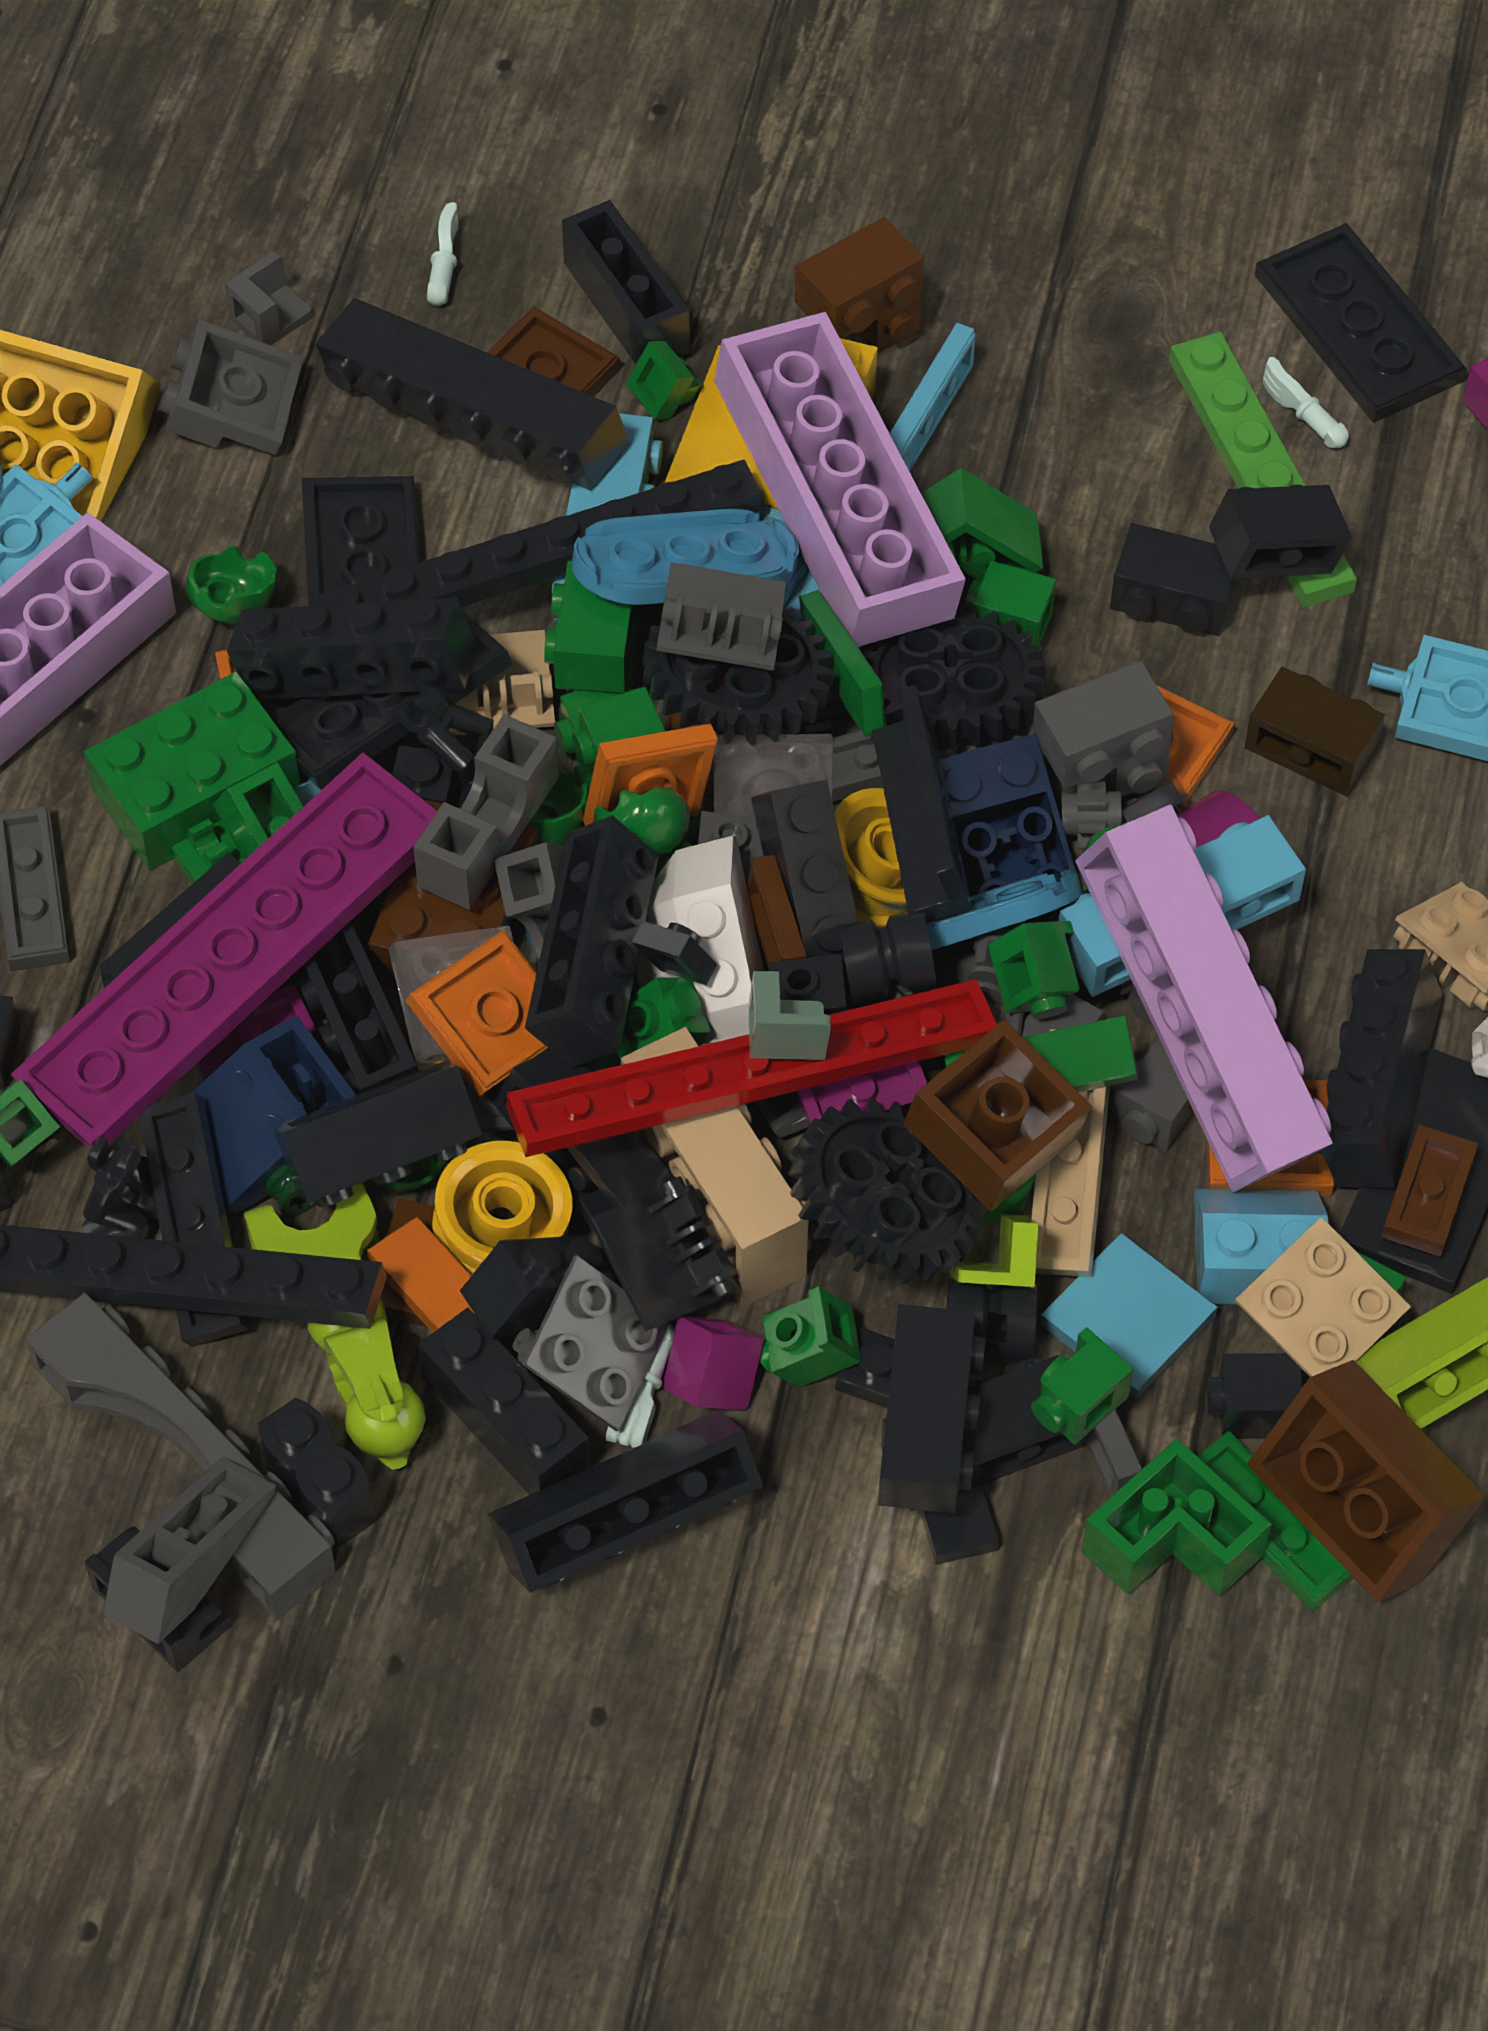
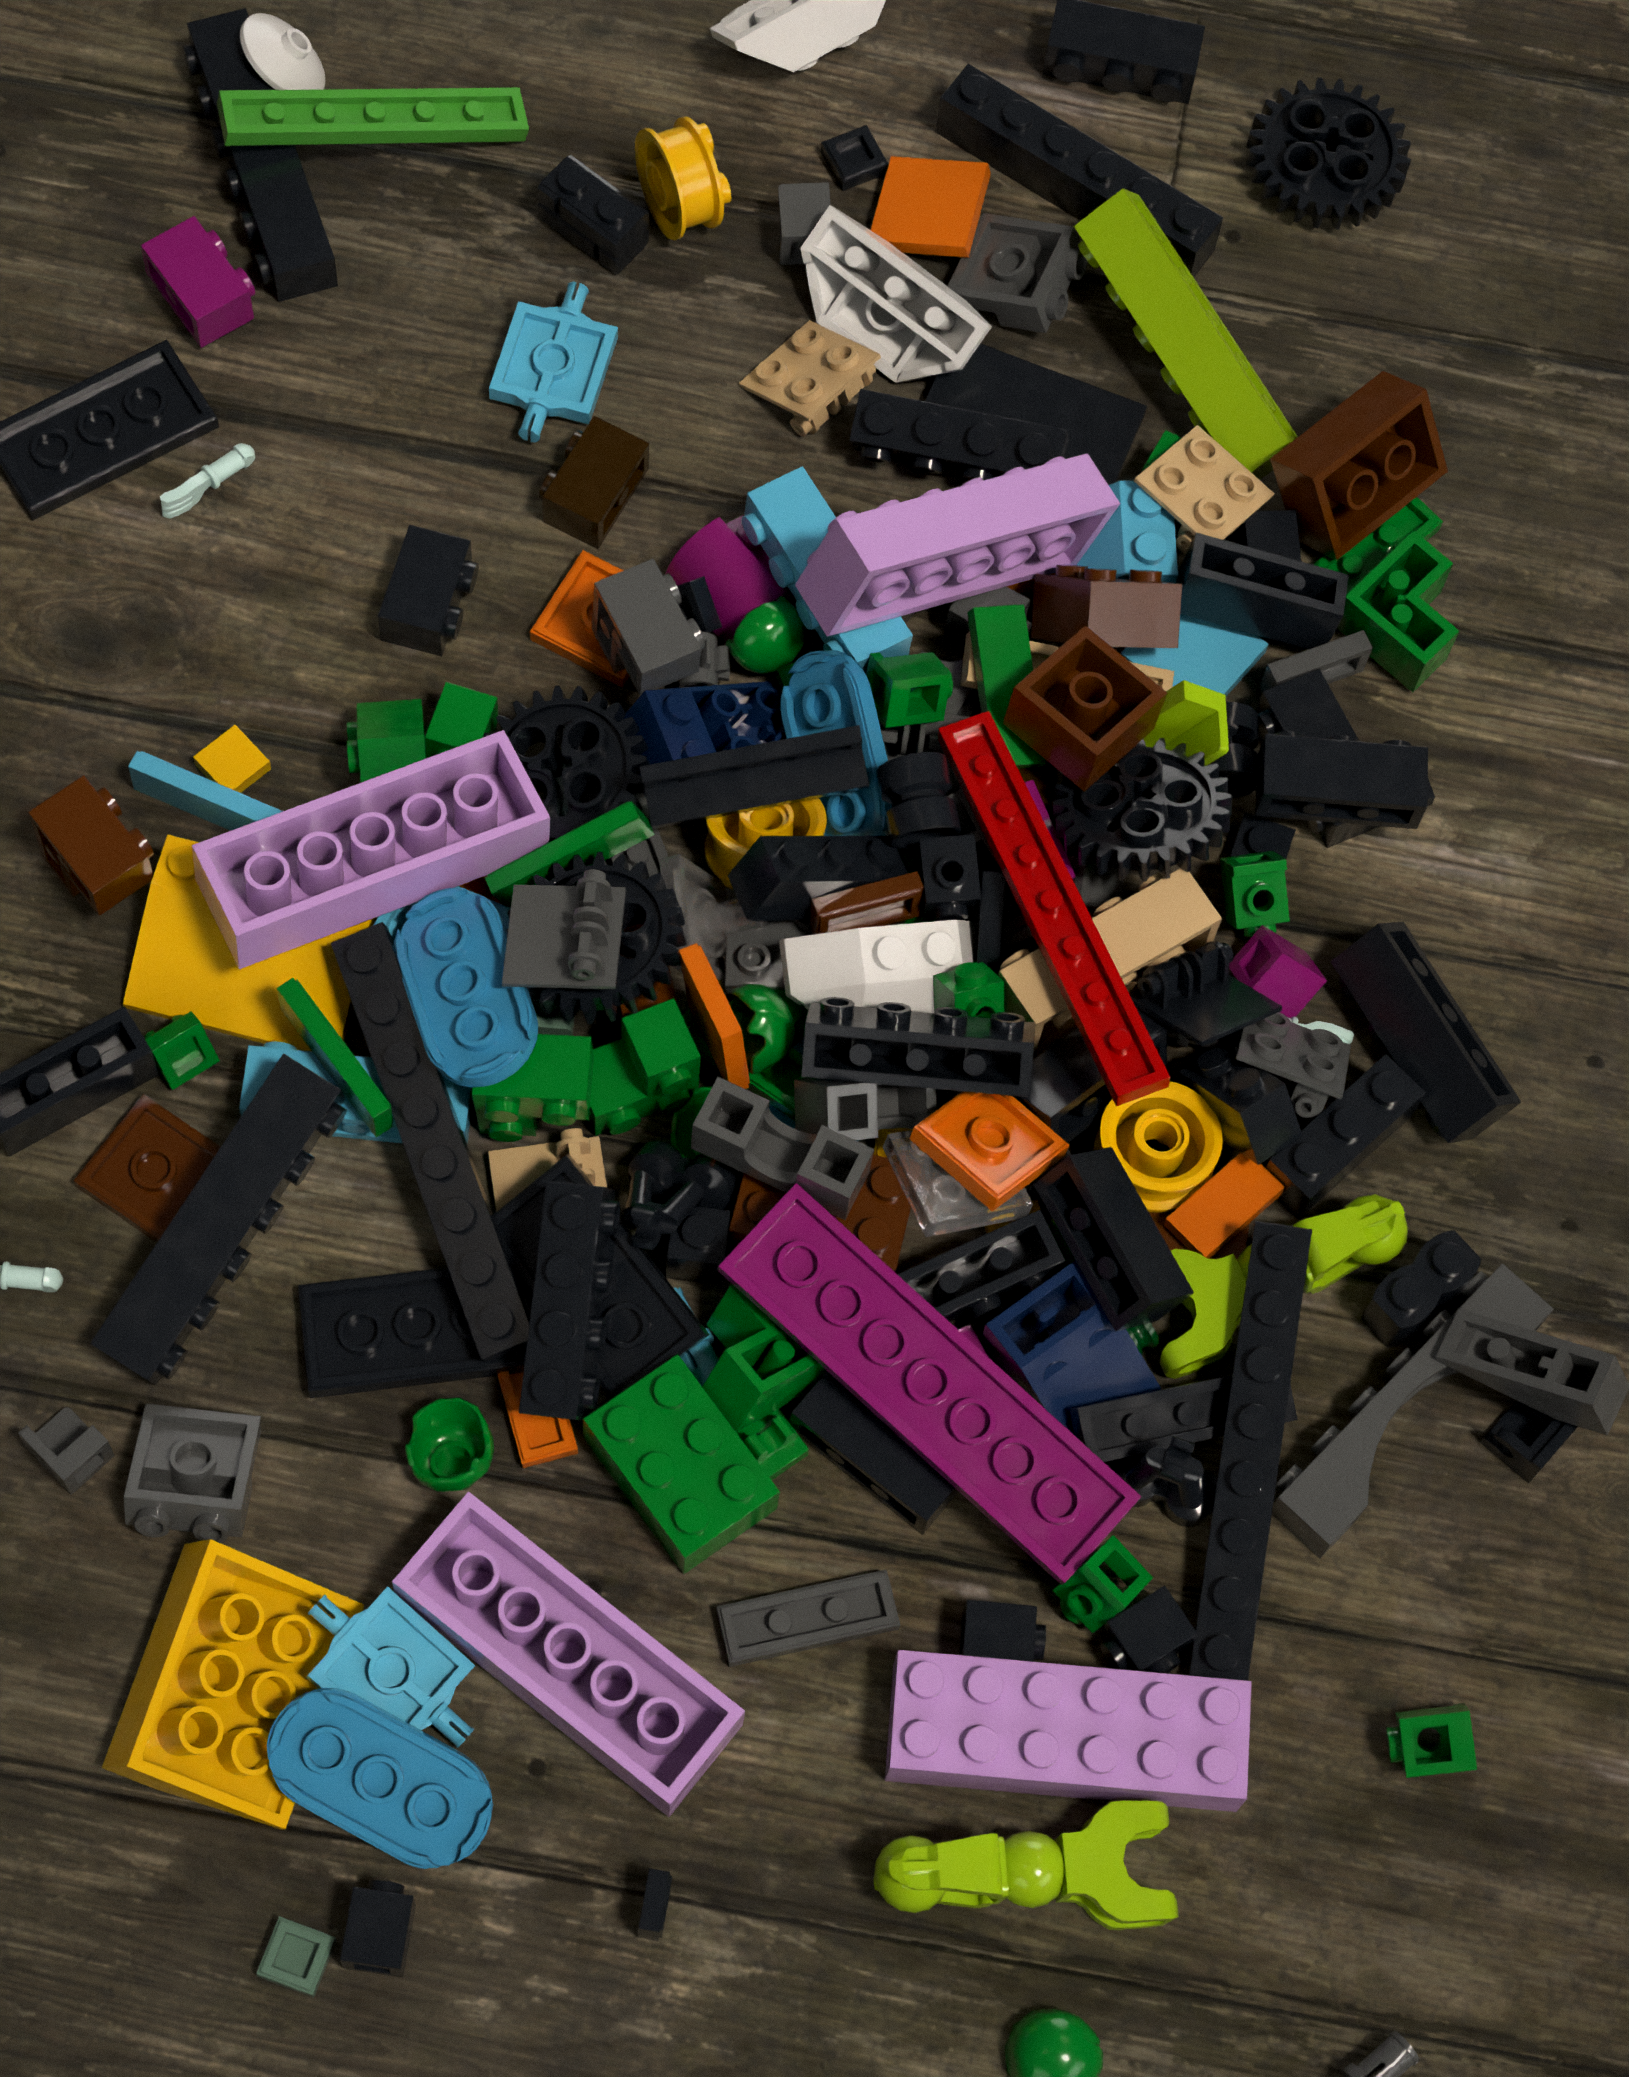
camera: 100 degrees left, 10 degrees up
(627, 465) = (335, 1056): none -> green tile
(675, 951) = (933, 972): black plate -> none
(784, 1026) = (1022, 870): sand green panel -> none
(979, 428) = (232, 760): none -> yellow tile
(1082, 1388) = (1311, 663): green brick -> none
(1148, 1188) = (1120, 611): none -> reddish brown brick
(1186, 1353) = (1261, 592): none -> black brick
(1247, 441) = (279, 520): bright green plate -> none
(1280, 531) = (399, 485): black brick -> none
(1429, 1190) = (1084, 411): reddish brown plate -> none

